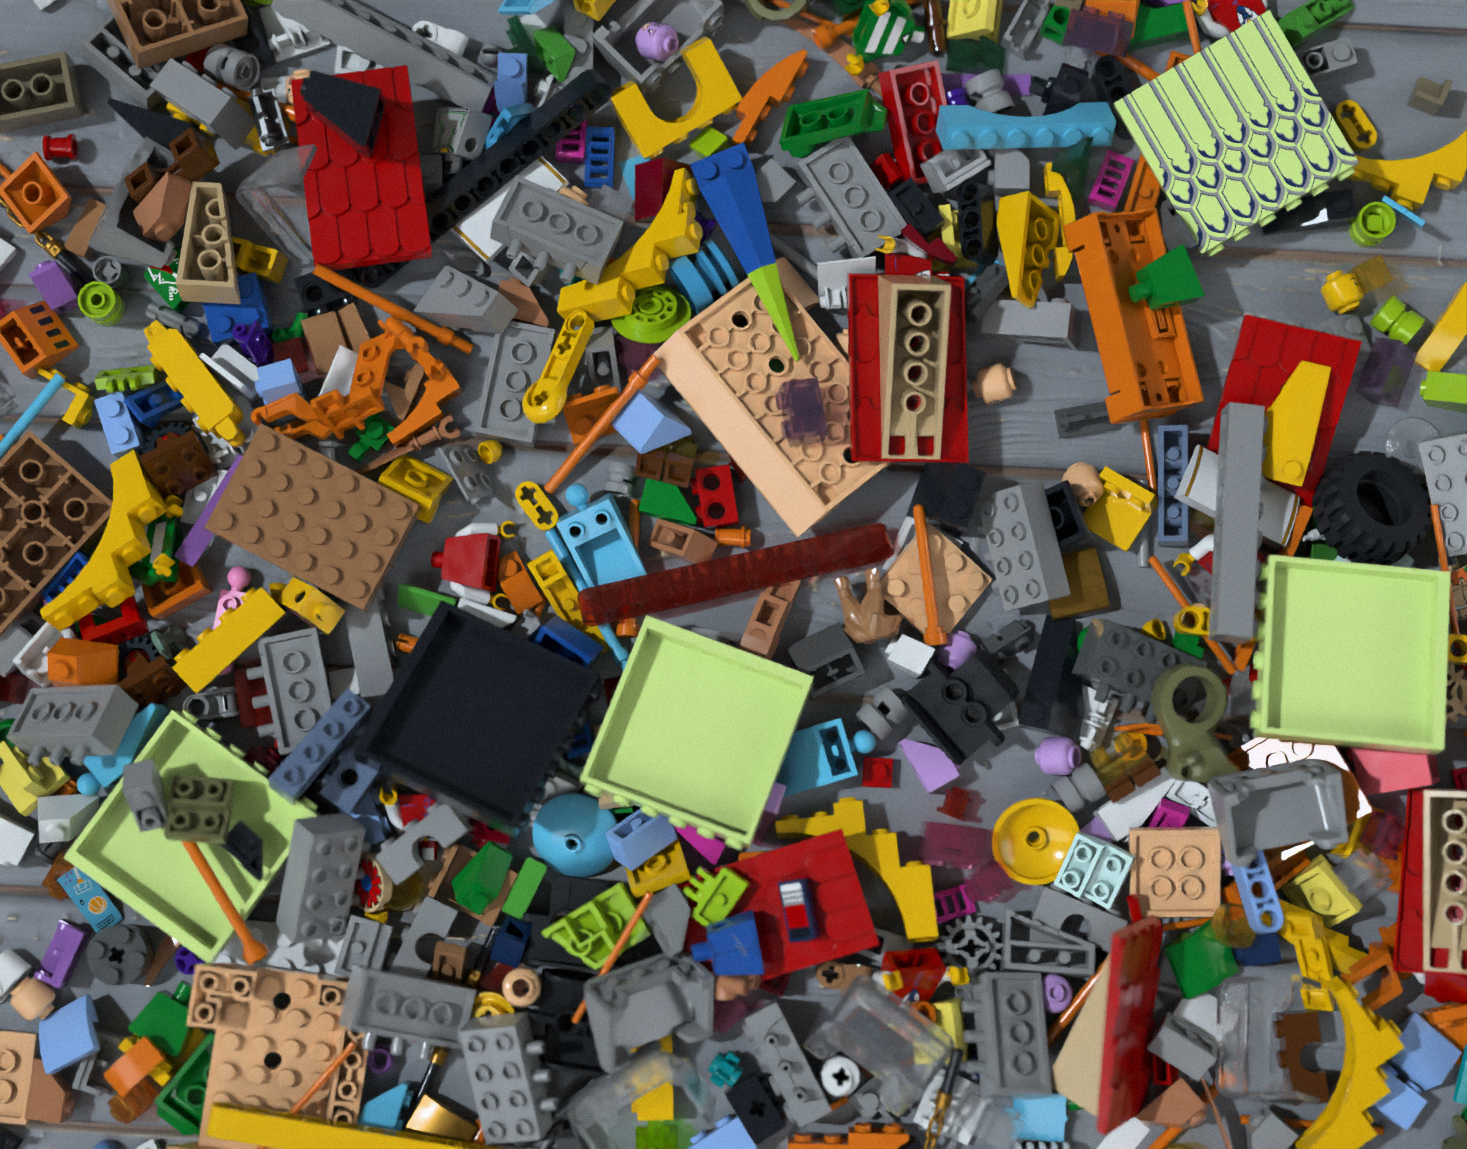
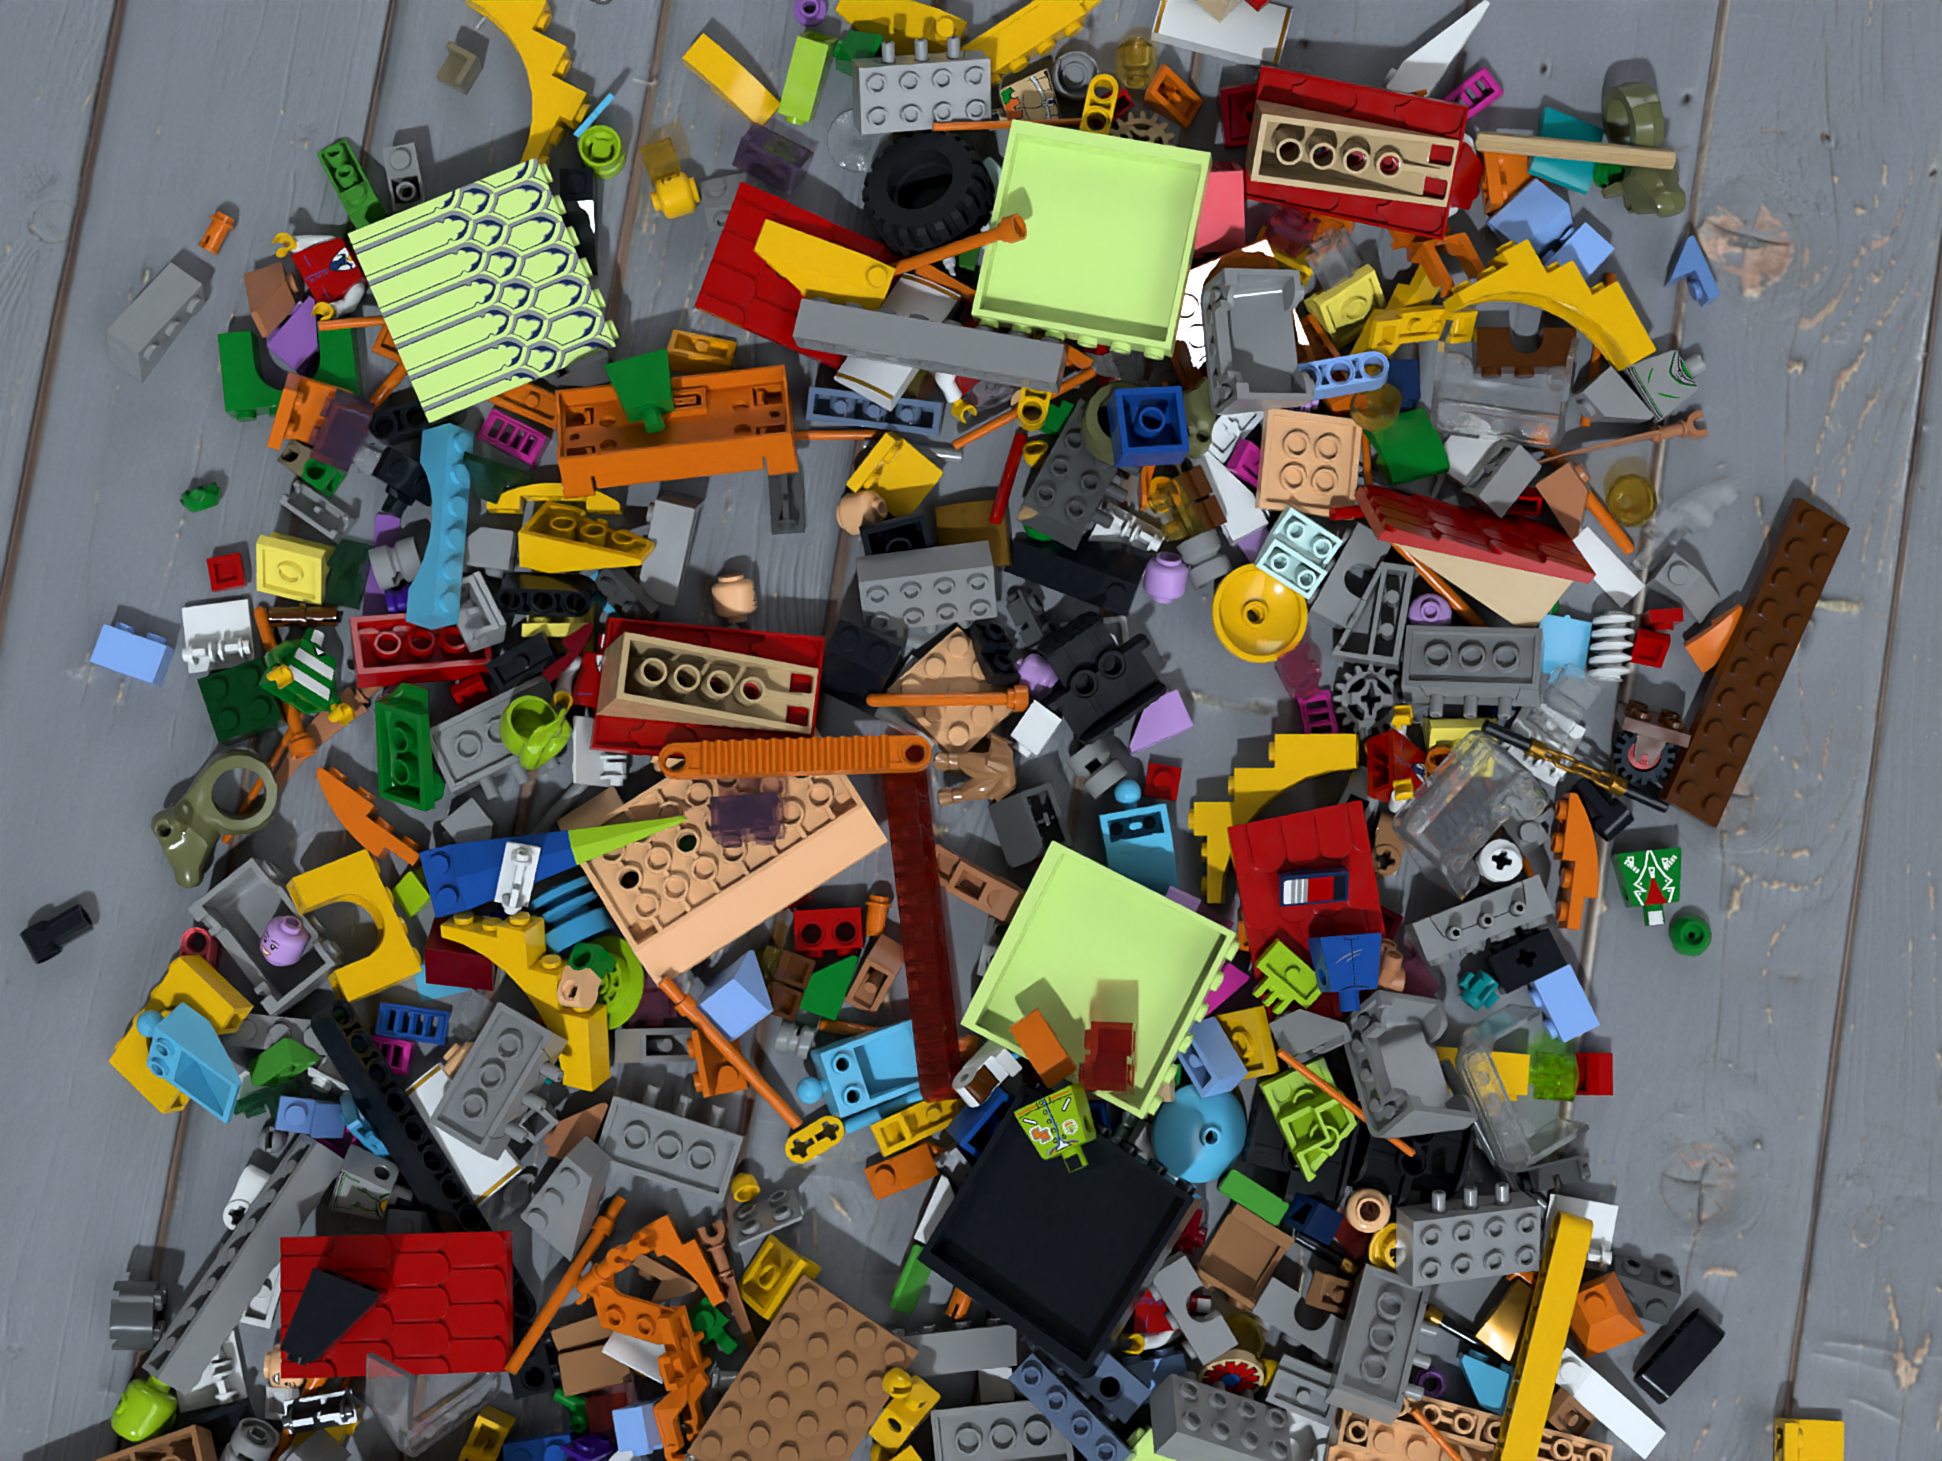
camera: 85 degrees left, 0 degrees up
(337, 593) = (900, 1380): none -> yellow hinge
(472, 561) = (872, 1220): red torso -> none
(482, 878) = (1238, 1244): green slope -> none
(548, 394) = (664, 1096): yellow beam -> none
(565, 707) = (1060, 1125): none -> lime torso
(605, 641) = (984, 1073): none -> white leg
(628, 746) = (1111, 1058): none -> clear red brick
(631, 686) = (1043, 1048): none -> orange slope
(653, 290) = (584, 975): none -> leg
(731, 224) = (517, 876): none -> white hinge
(857, 222) = (533, 731): none -> lime piece
(860, 447) = (795, 757): none -> orange gear
(951, 843) = (1253, 707): clear pink brick -> none
(955, 803) = (1207, 698): clear red brick -> none
(973, 610) = (992, 653): none -> black slope
(1127, 608) = (1007, 479): none -> red bar
(1188, 720) = (1148, 426): none -> blue brick
(1205, 330) = (700, 353): none -> light orange slope
(1349, 578) = (1010, 230): none -> orange piece
(1359, 122) = (481, 149): yellow beam -> none
(1396, 321) = (714, 141): lime wheel -> none

